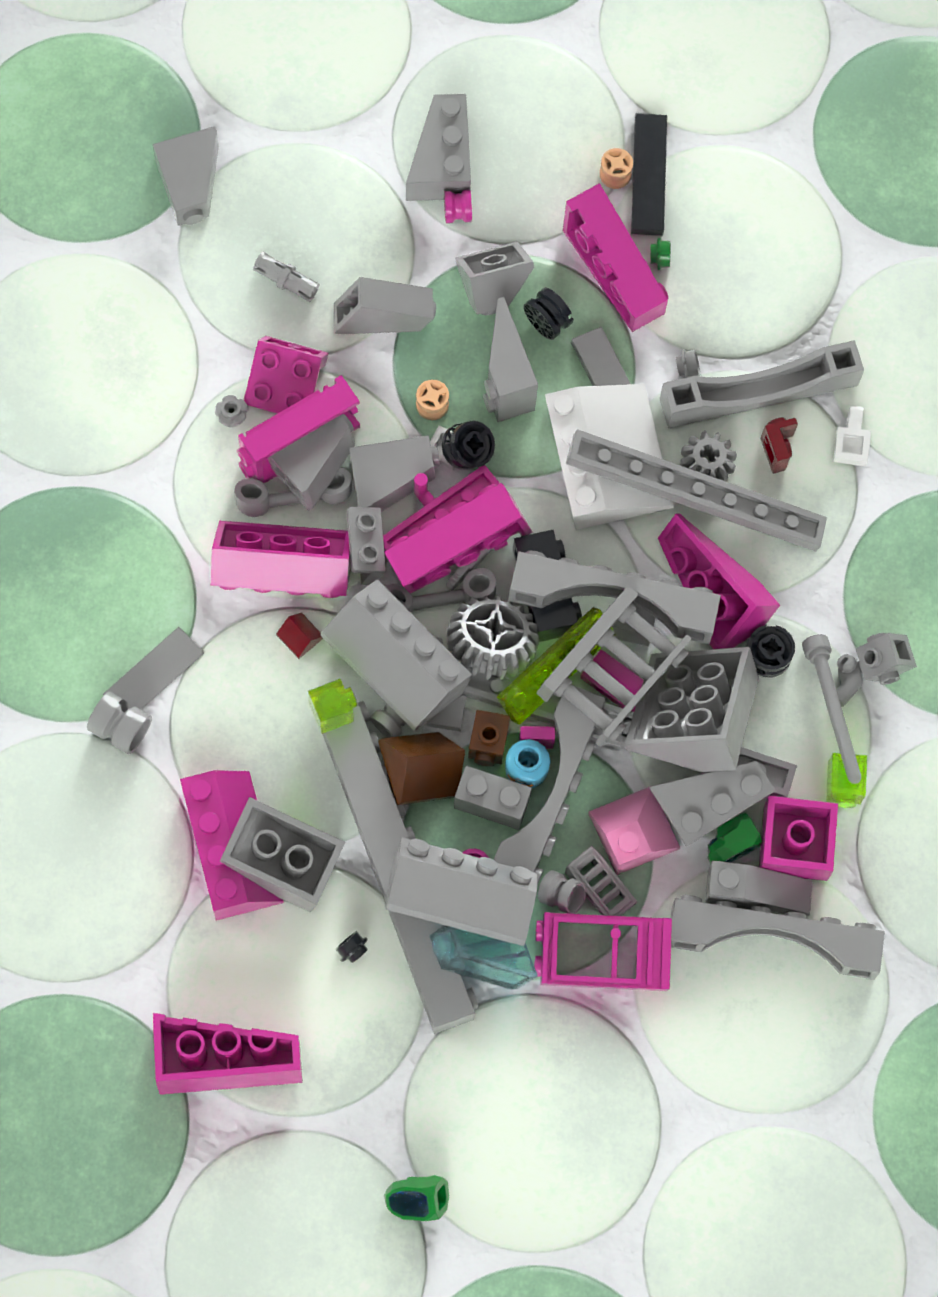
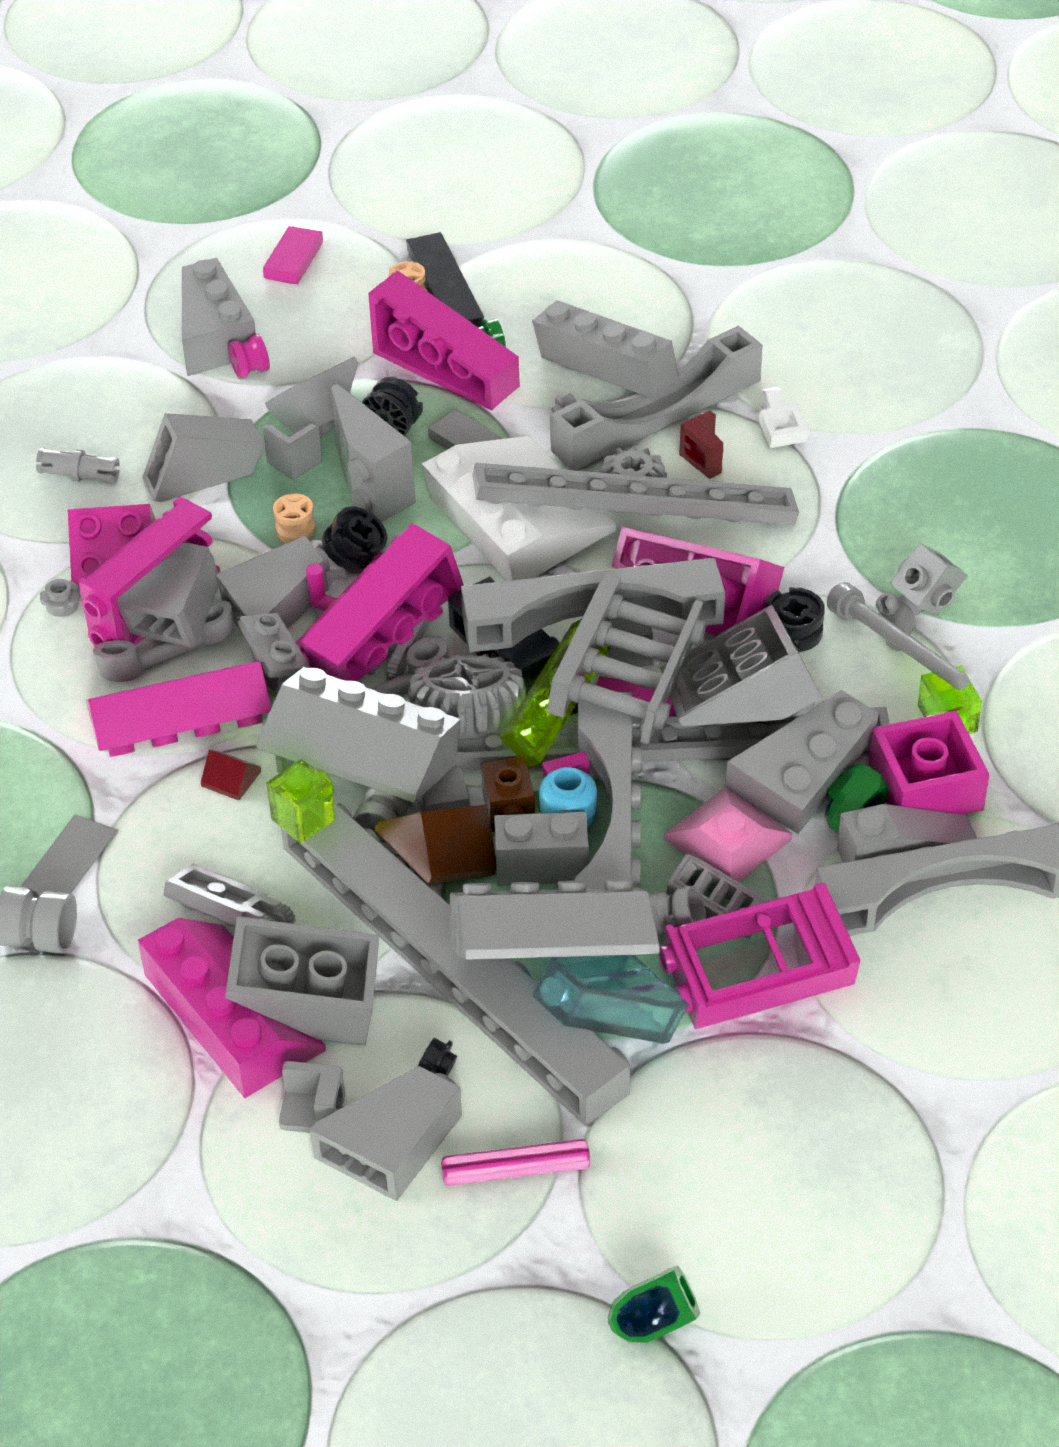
camera: 15 degrees left, 25 degrees down
(219, 1057) = (319, 1230): dark pink wedge -> none
(257, 946) = (310, 1094): none -> light grey panel
(258, 756) = (223, 897): none -> light grey hinge
(301, 993) = (389, 1131): none -> light grey slope
(374, 1047) = (515, 1162): none -> axle
(457, 326) = (293, 453): none -> light grey panel
(537, 93) = (293, 255): none -> dark pink tile
(741, 318) = (606, 349): none -> light grey brick

